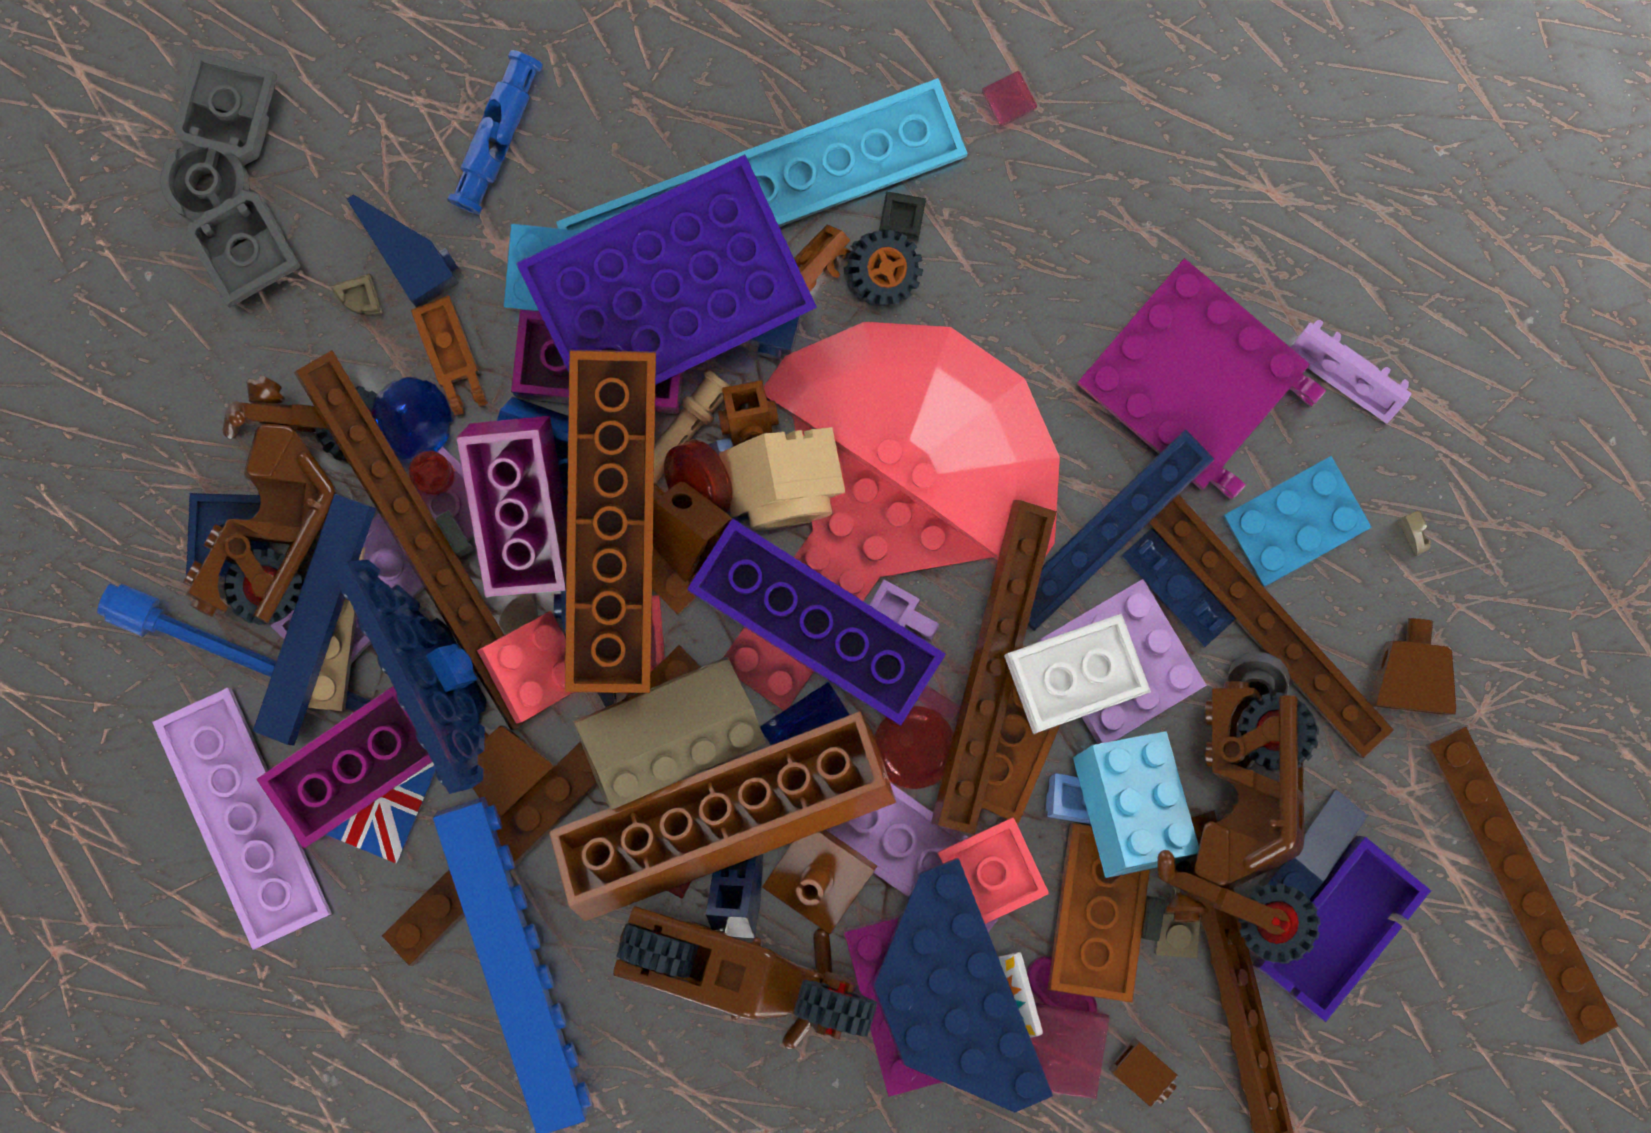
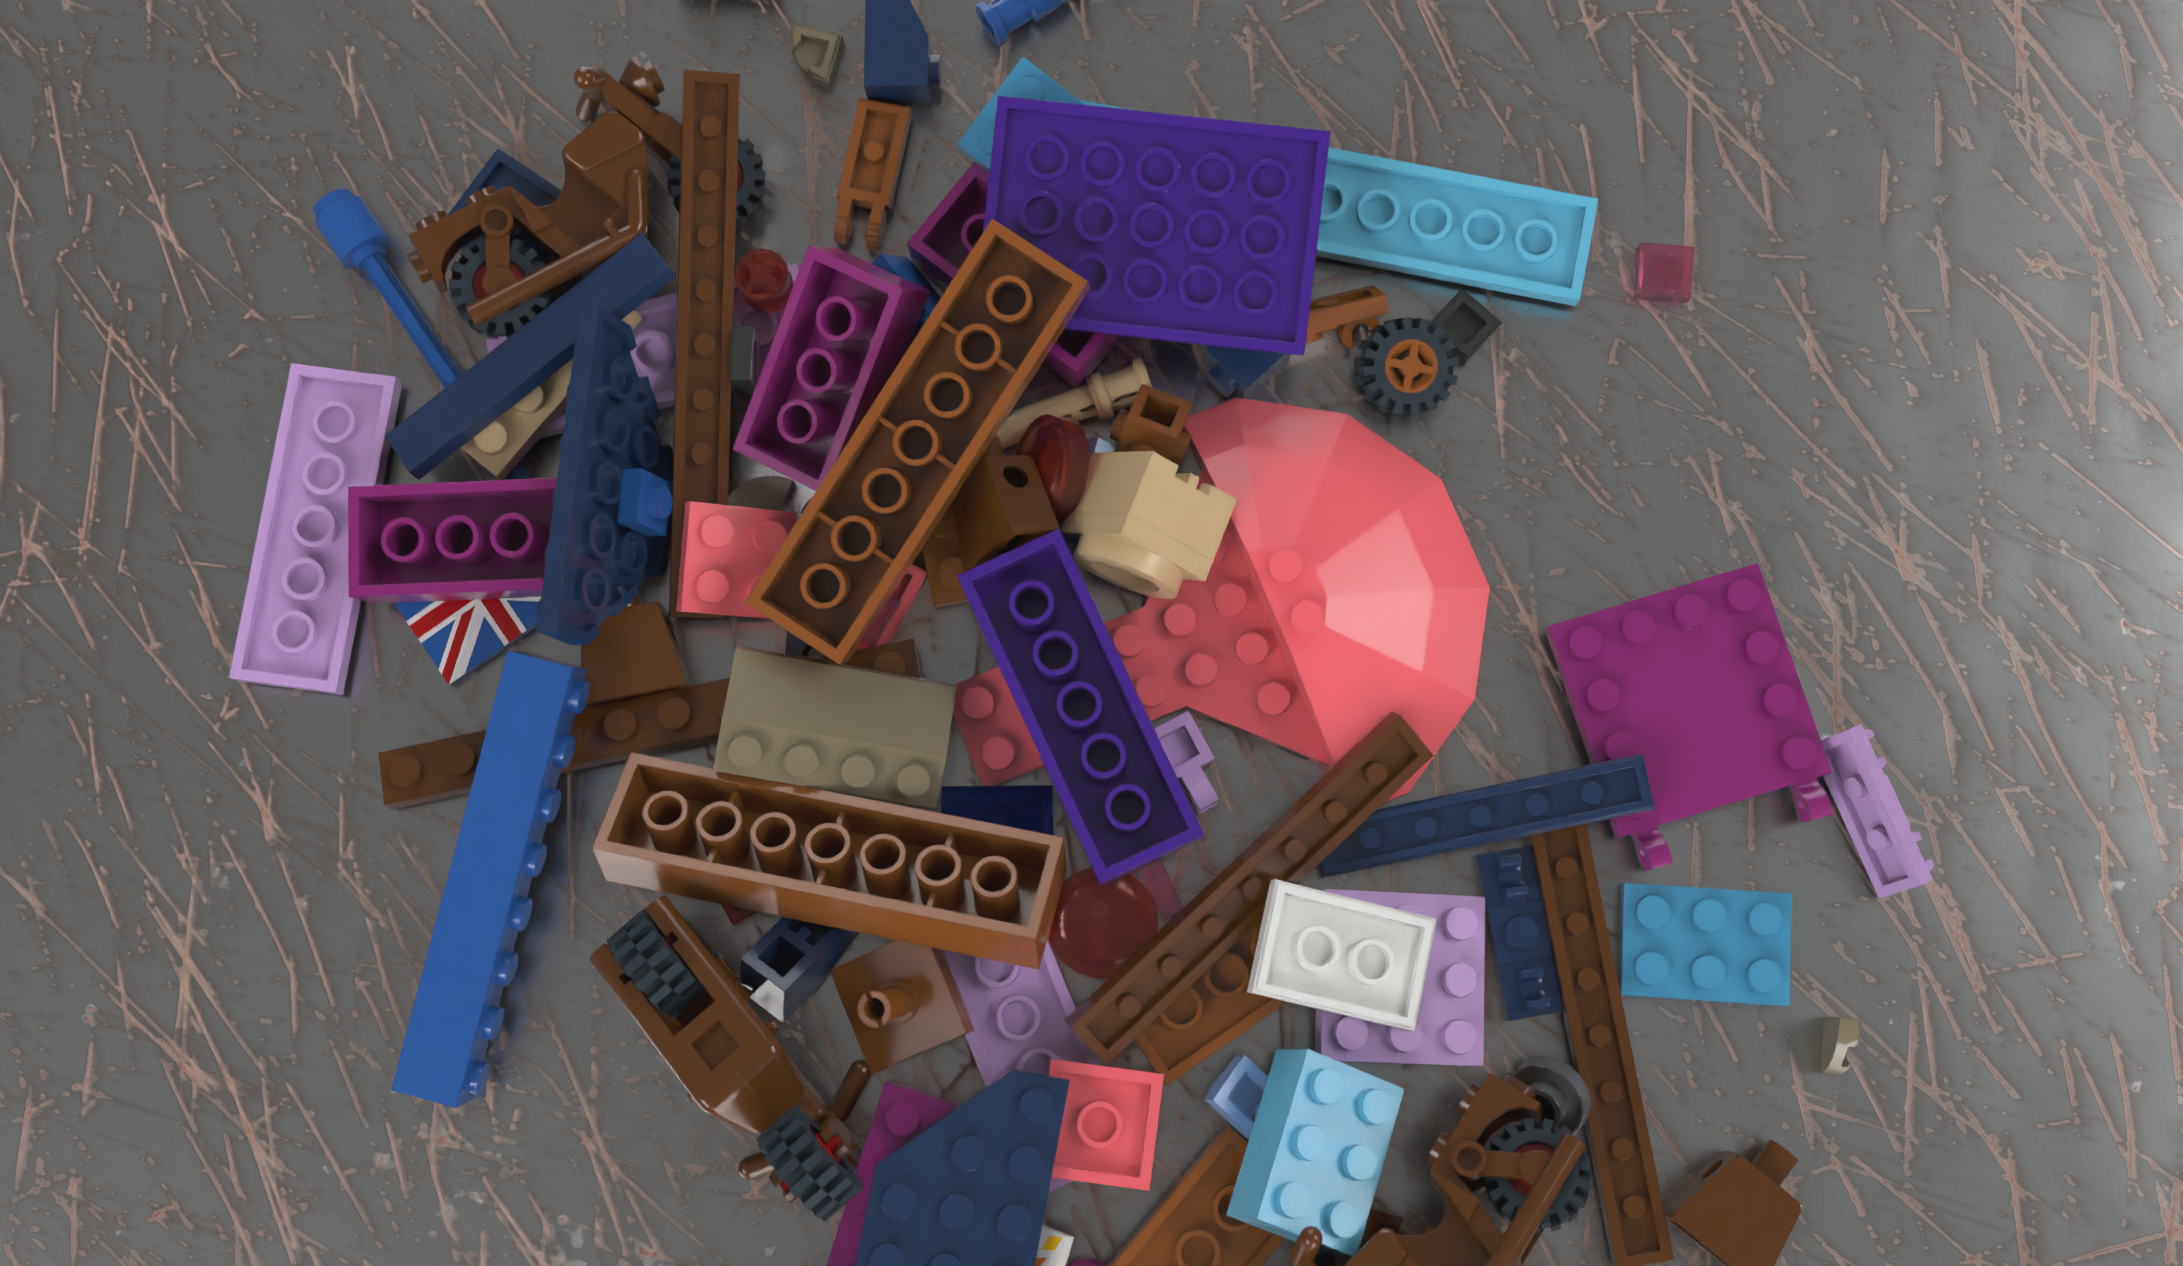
camera: 35 degrees right, 5 degrees down
(412, 416) = (784, 208): clear blue tile -> none

